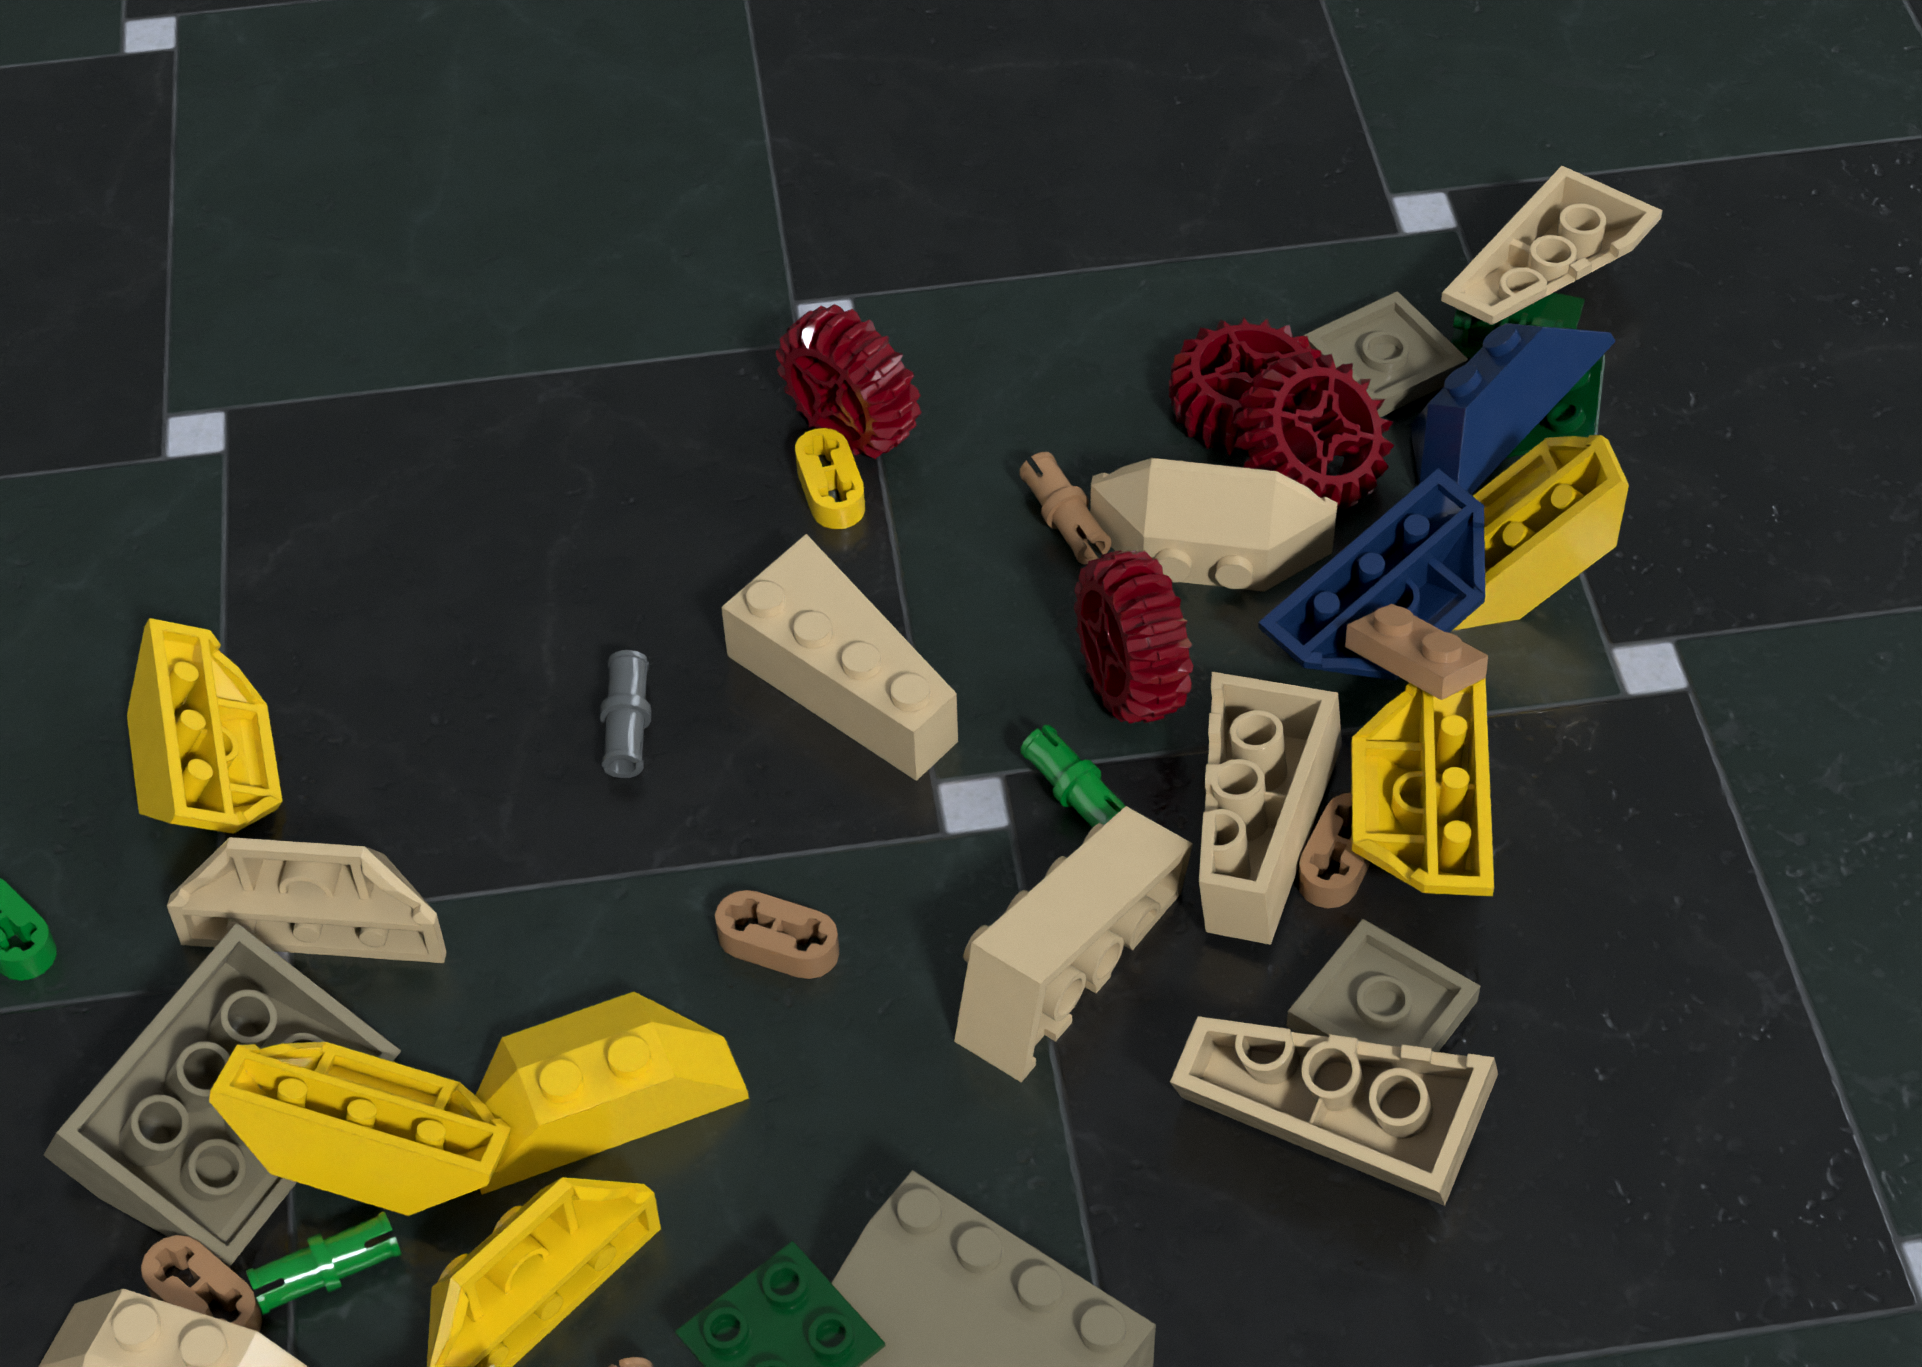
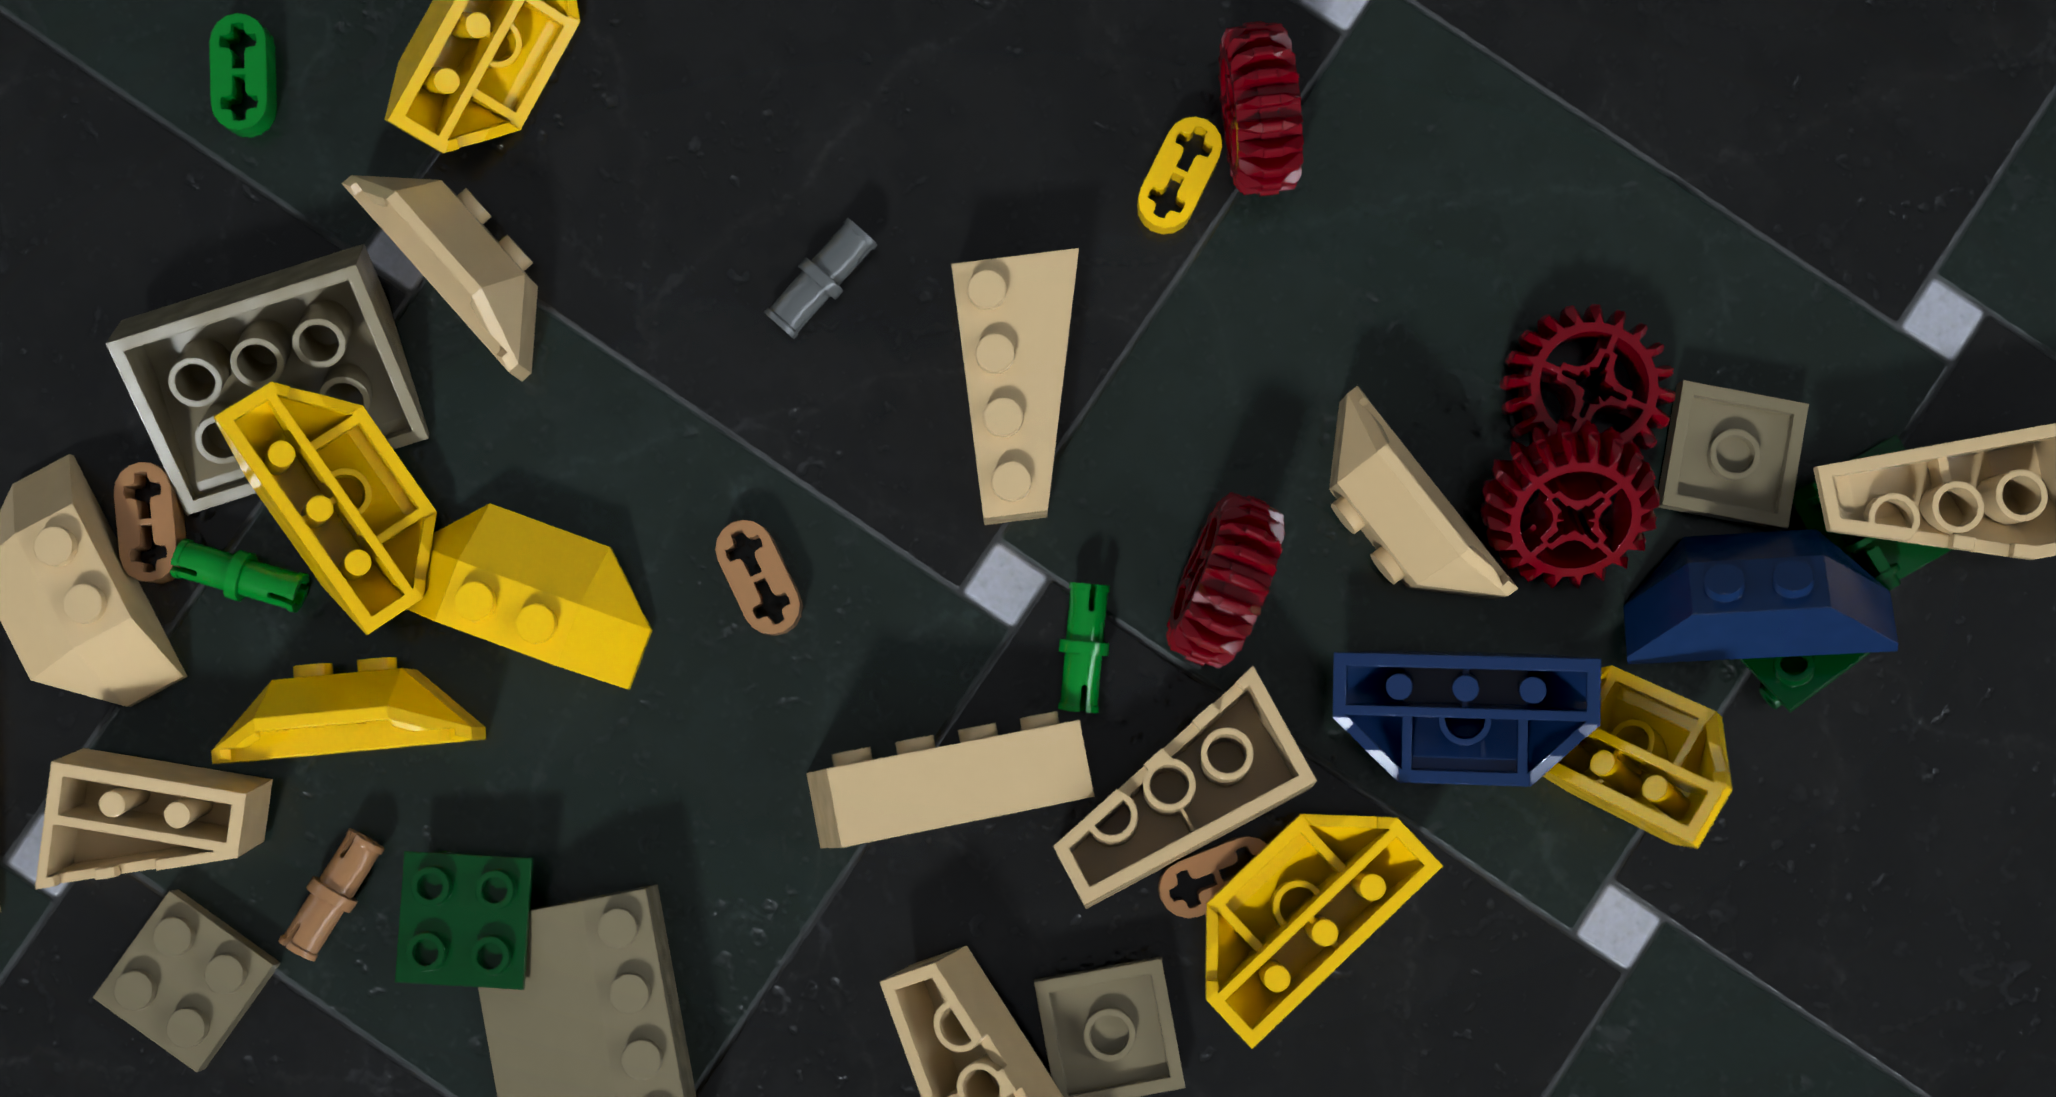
camera: 40 degrees right, 35 degrees up
(1065, 507) = (1325, 377): medium nougat pin -> none
(1416, 651) = (1412, 799): medium nougat plate -> none

